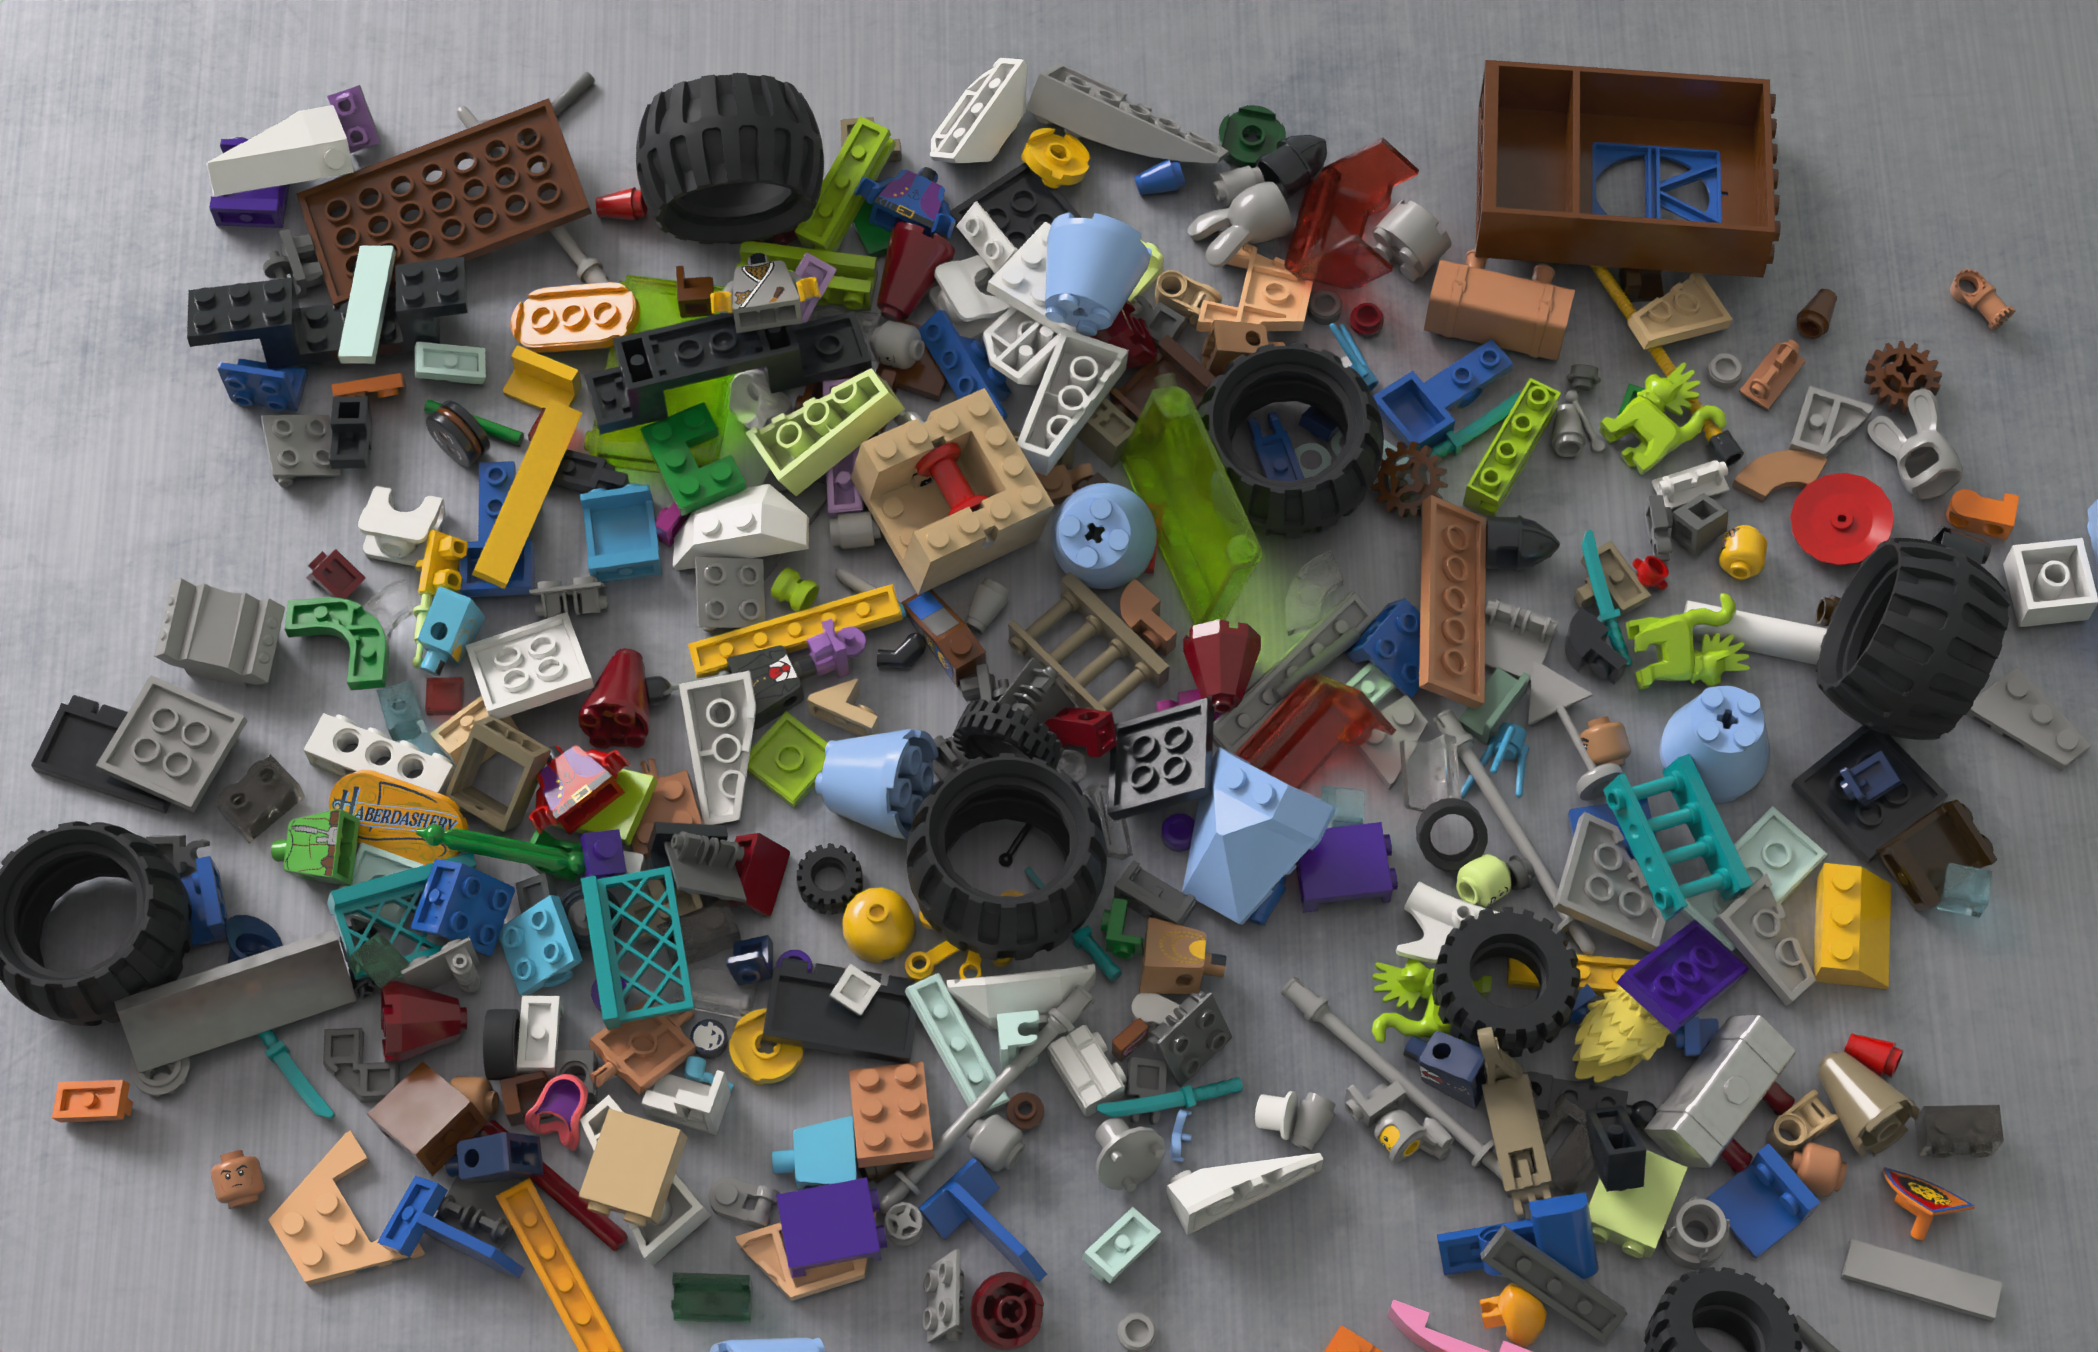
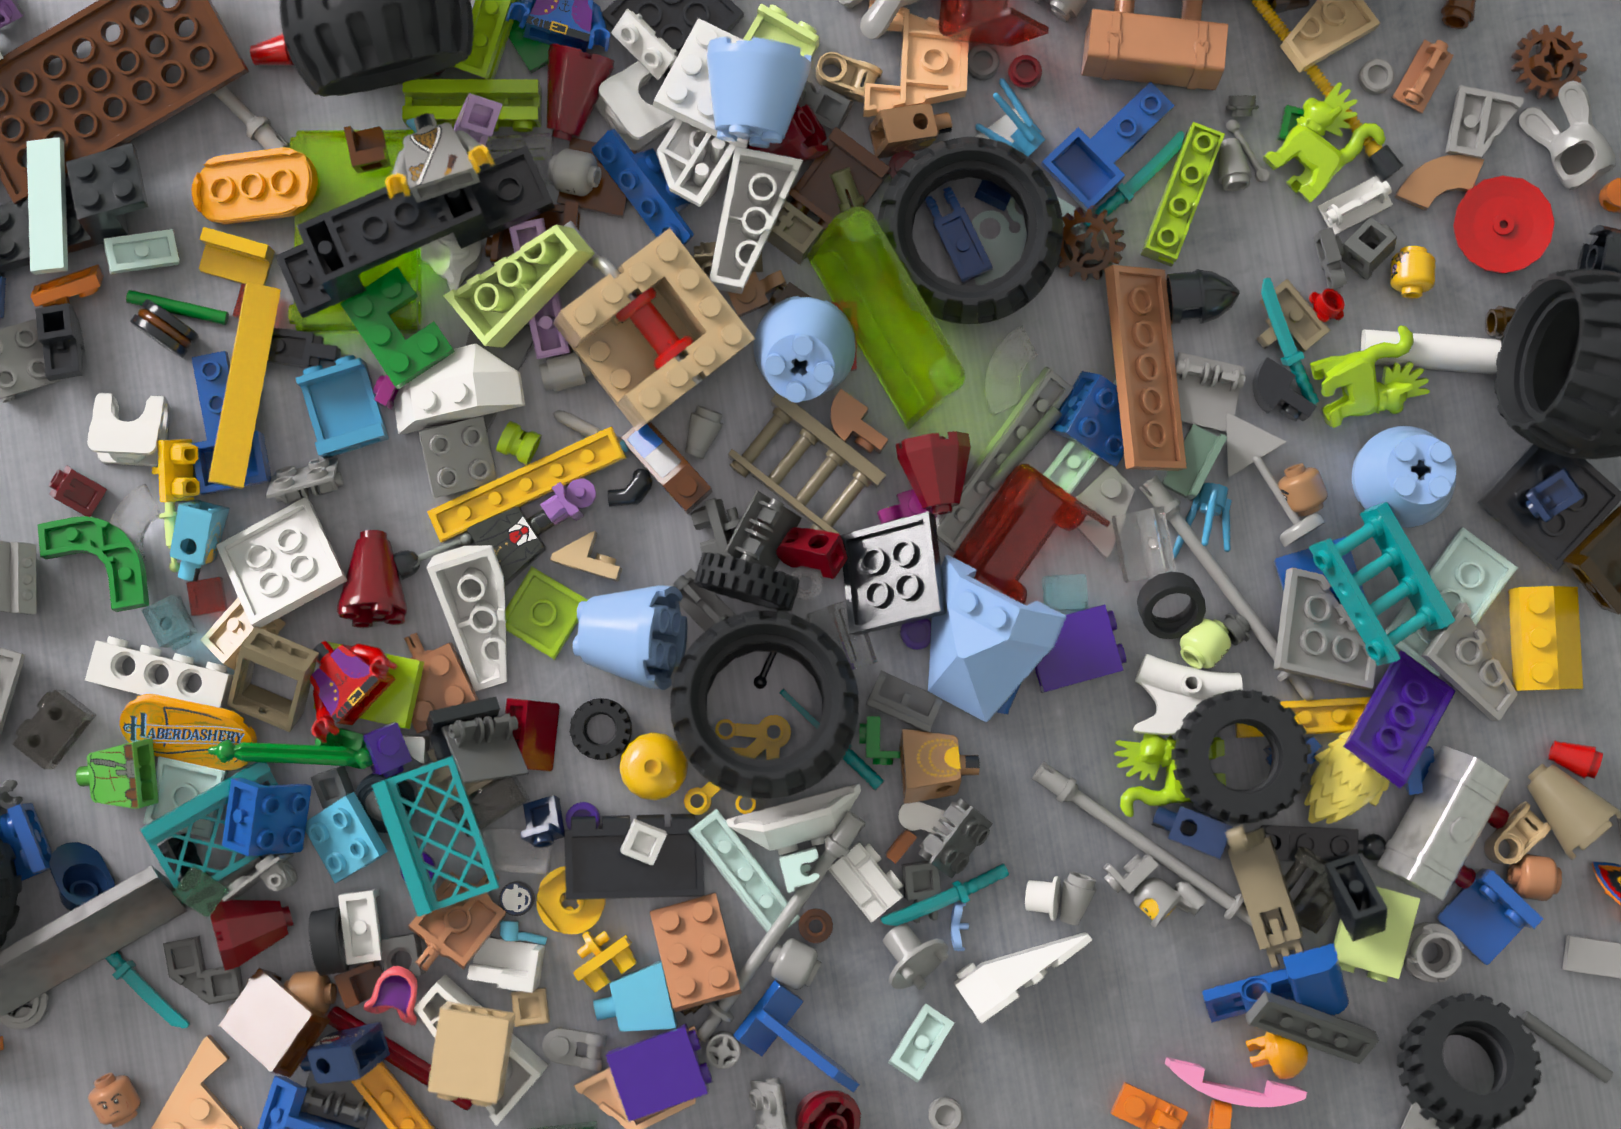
camera: 10 degrees left, 20 degrees up
(703, 1153) = (530, 1007): none -> tan tile
(787, 1105) = (592, 971): none -> yellow hips

